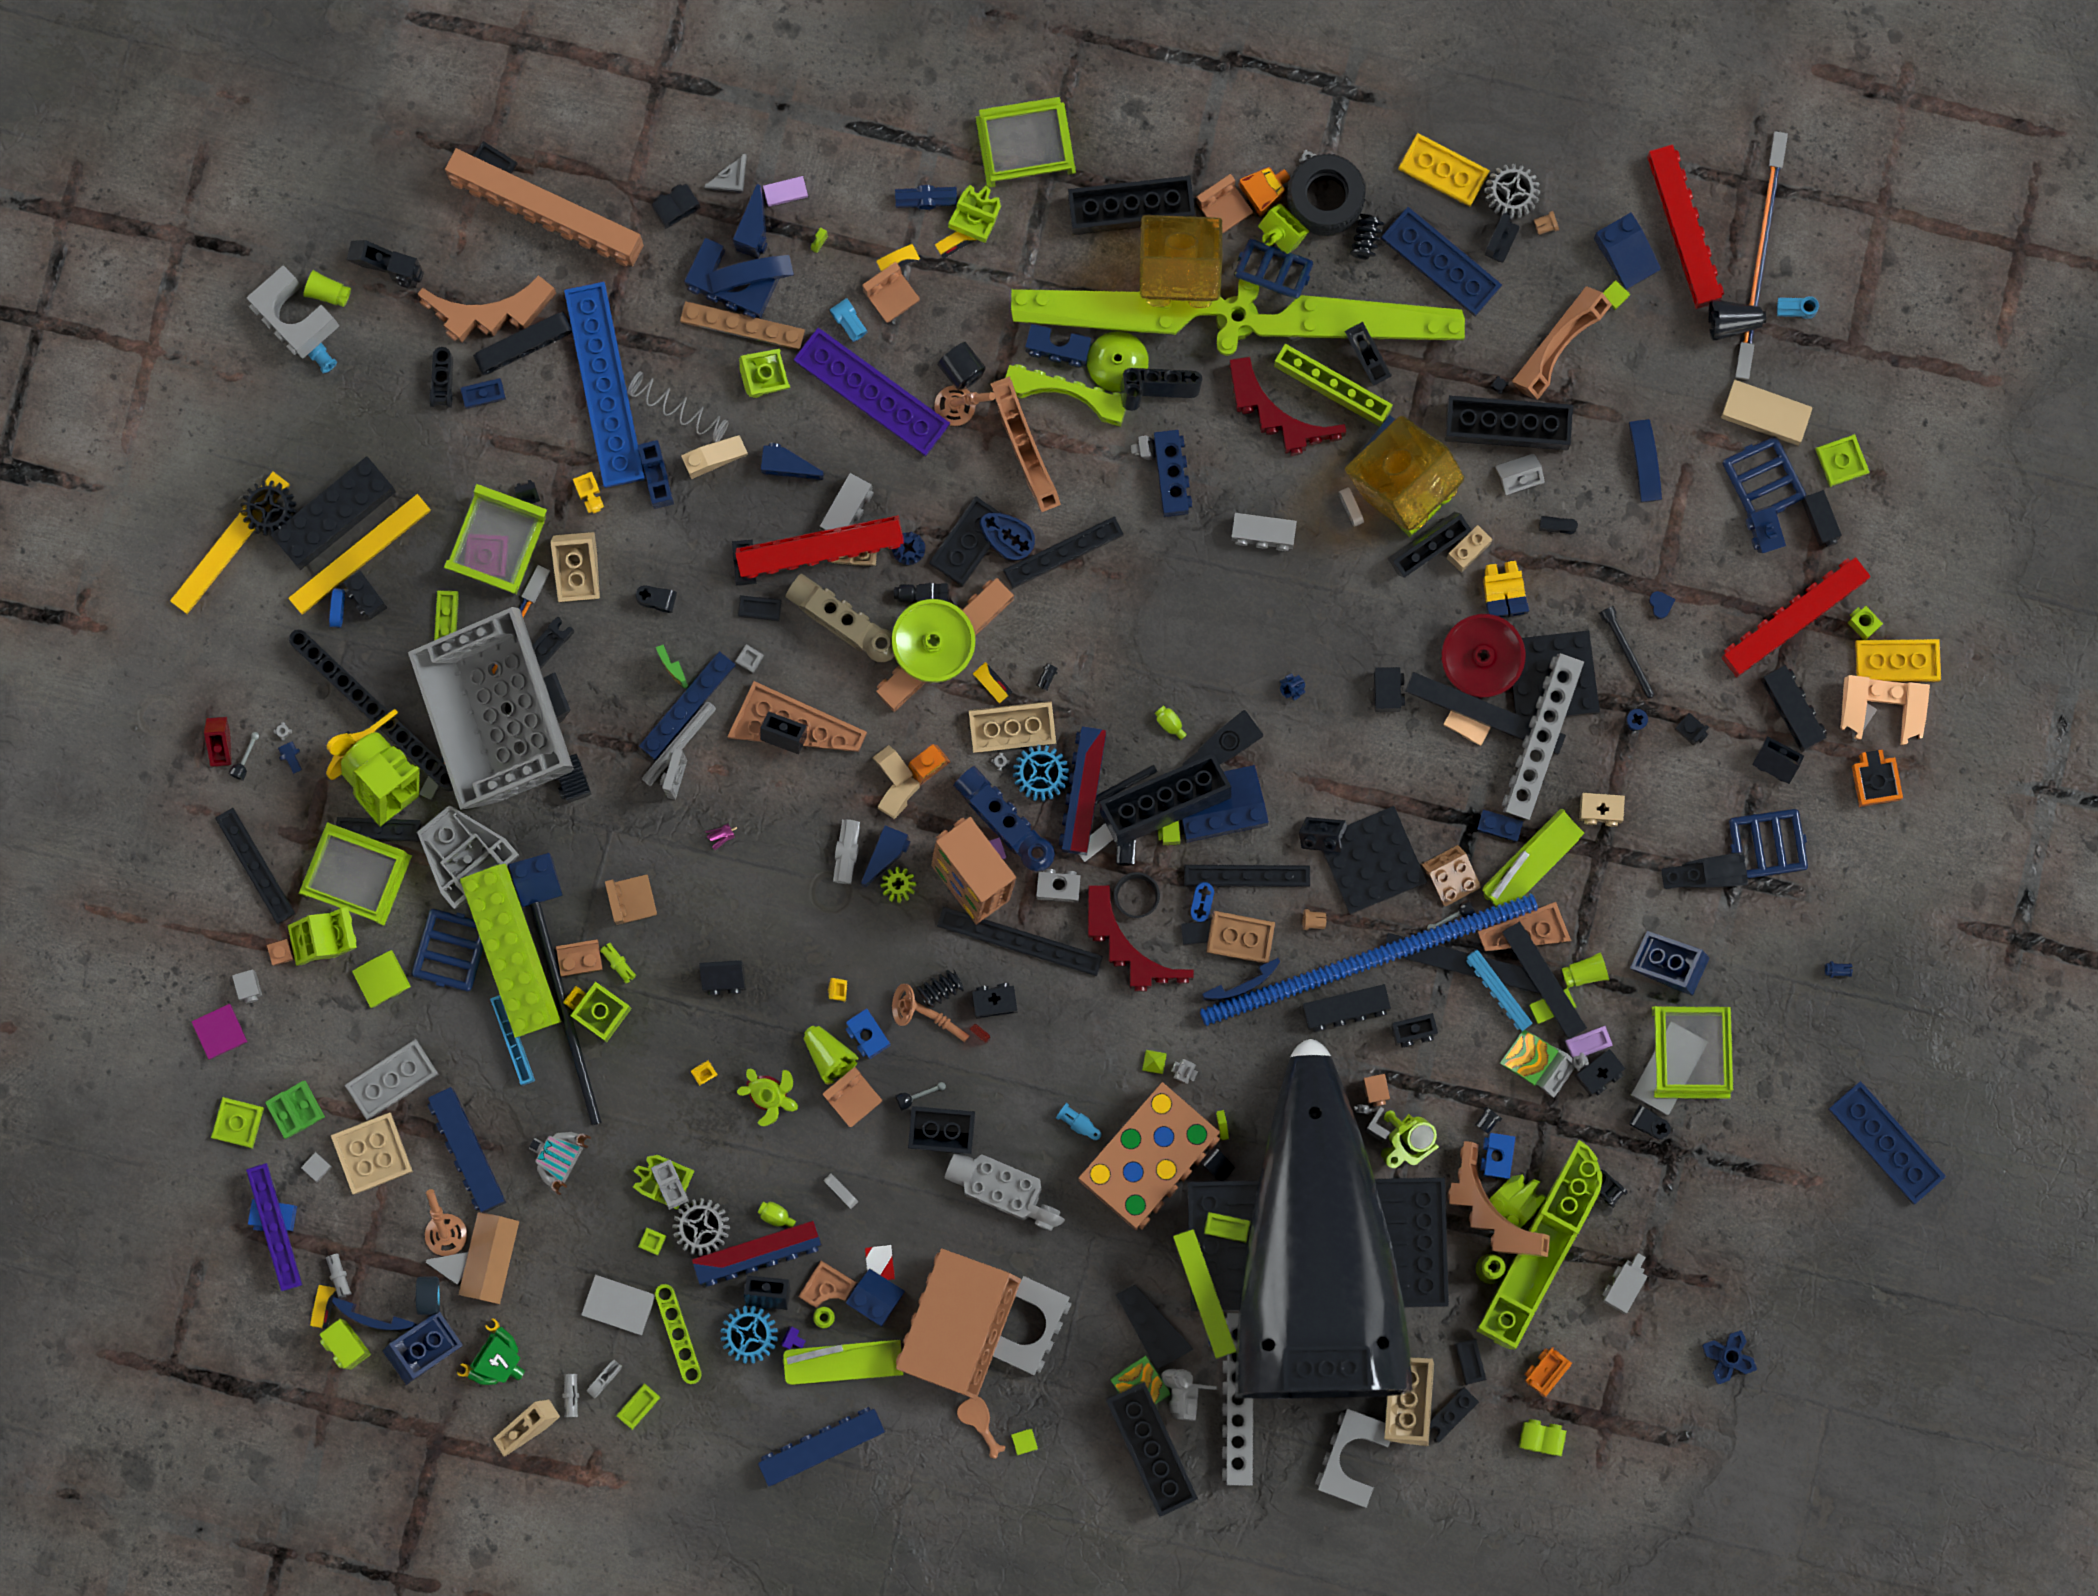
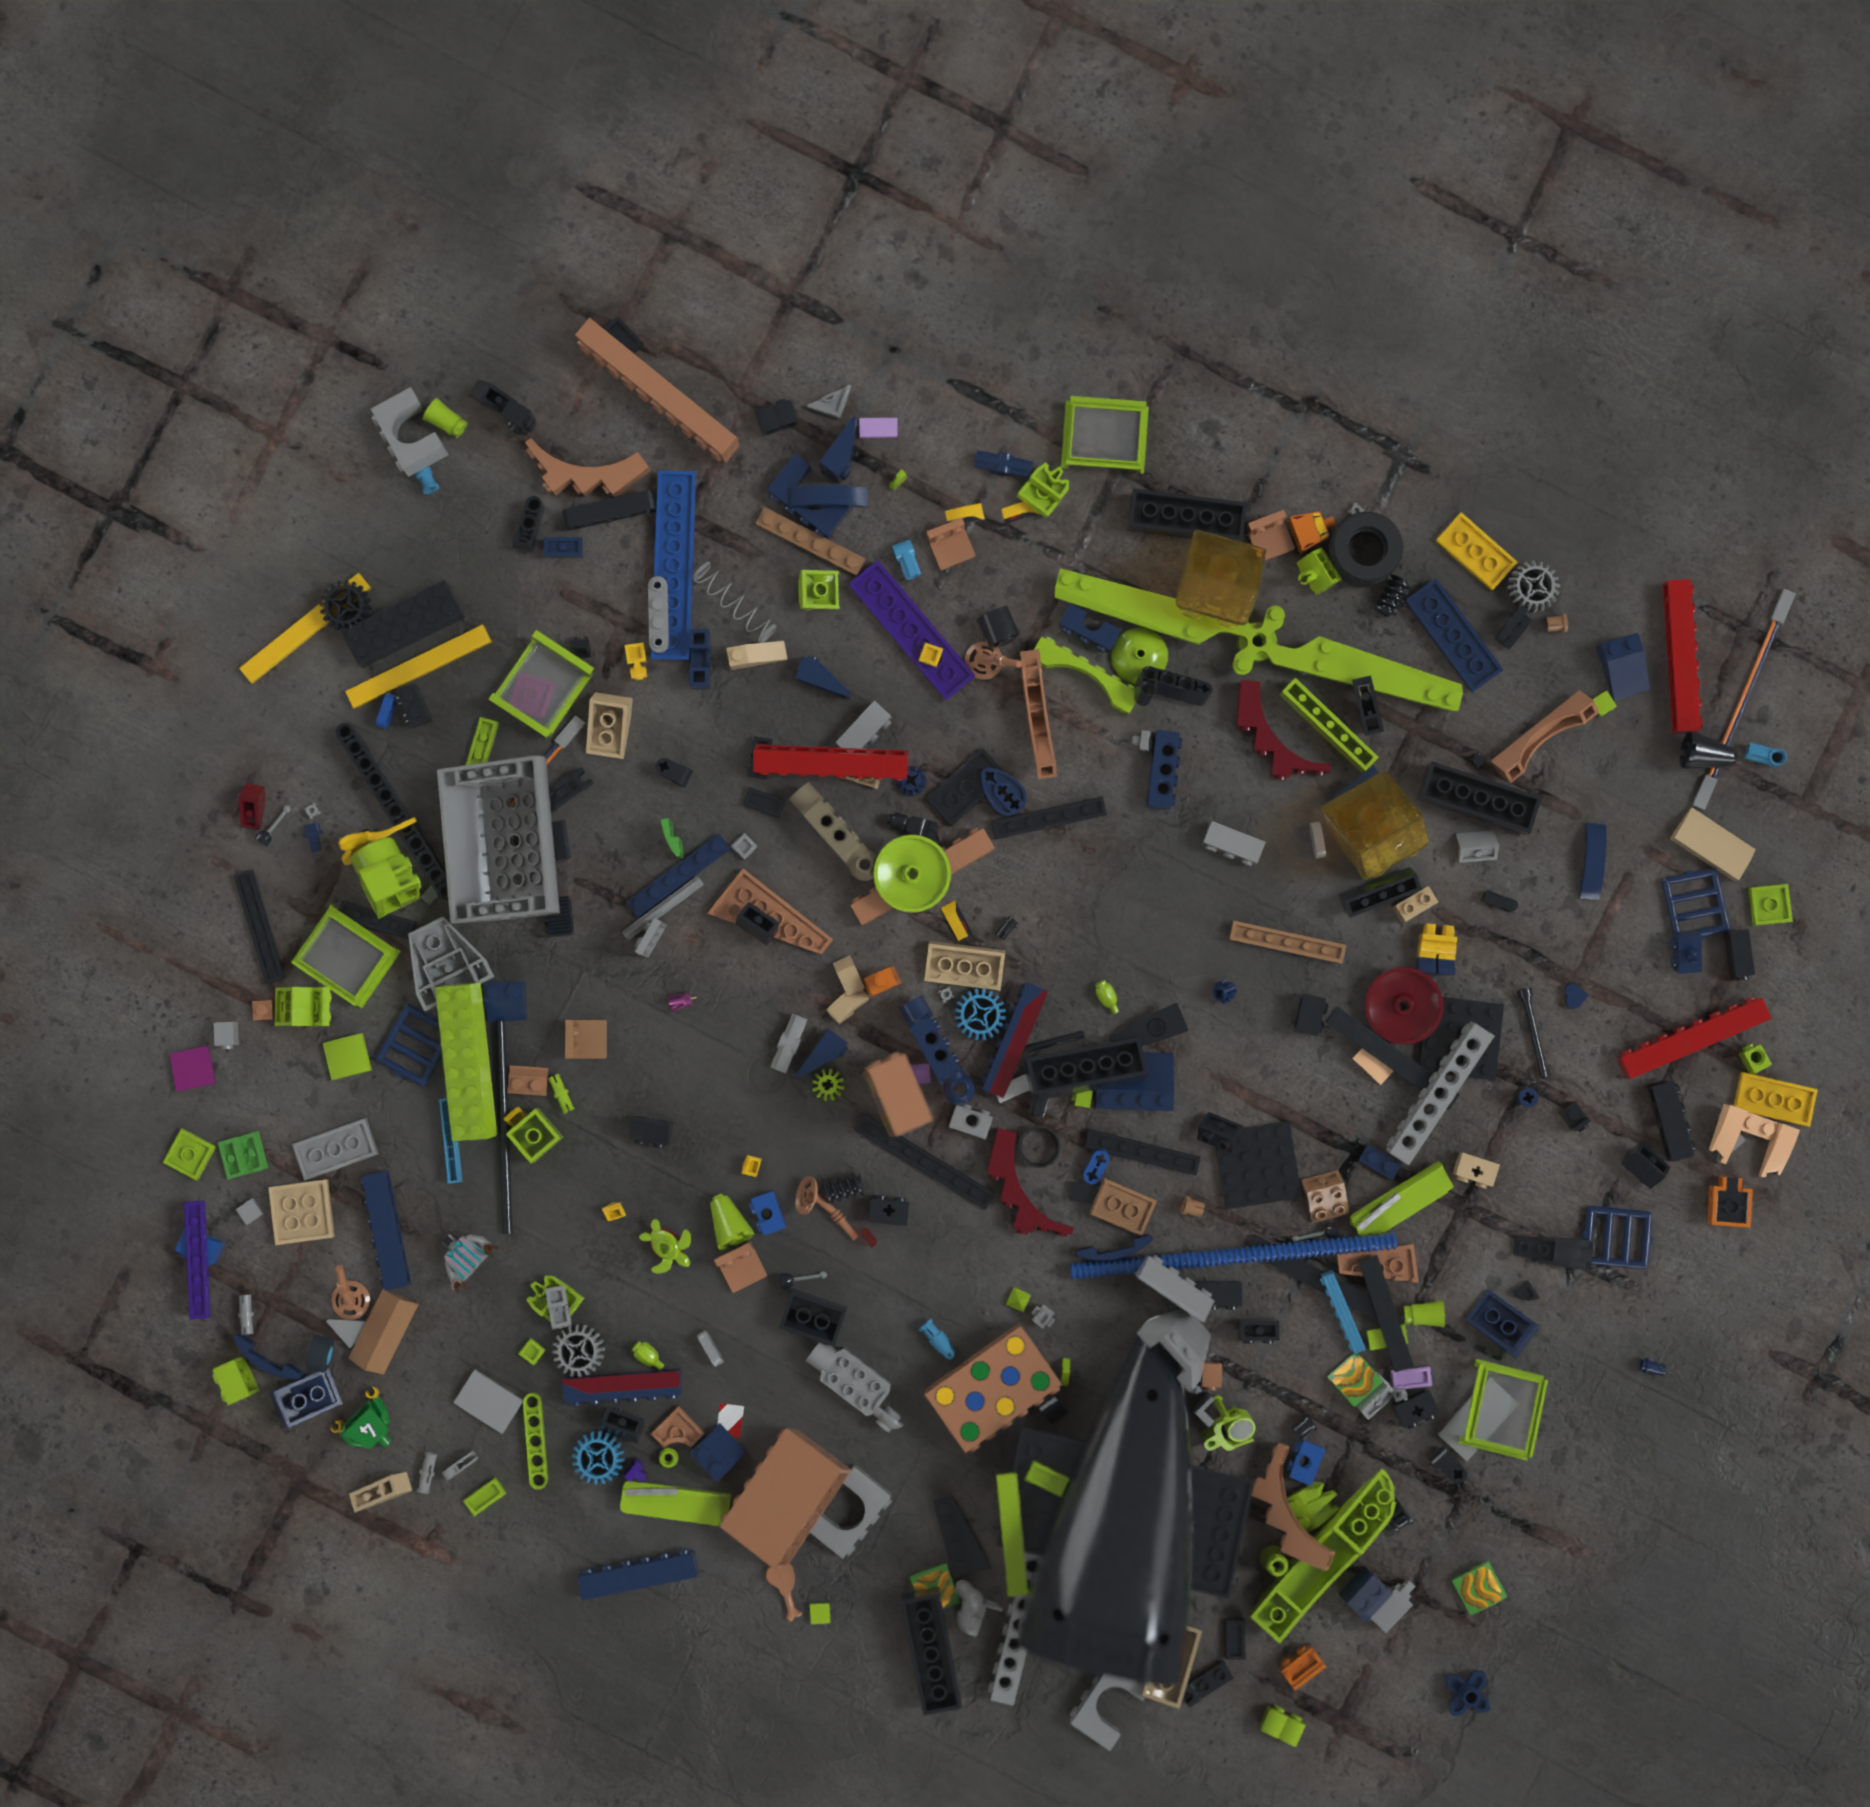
camera: 10 degrees right, 5 degrees up
(322, 1306) = (226, 1337): yellow sticker -> none
(601, 438) = (658, 614): none -> light grey plate
(897, 412) = (930, 655): none -> yellow tile
(1278, 285) = (1316, 599): dark blue bar -> none
(1314, 1004) = (1175, 1288): none -> light grey slope
(1336, 1053) = (1184, 1339): none -> light grey wedge
(1346, 620) = (1287, 942): none -> medium nougat plate
(1596, 1277) = (1365, 1593): none -> dark blue slope
(1687, 924) = (1526, 1292): none -> black tile
(1714, 1244) = (1479, 1588): none -> slope
(1887, 1143) = (1656, 1534): dark blue plate -> none

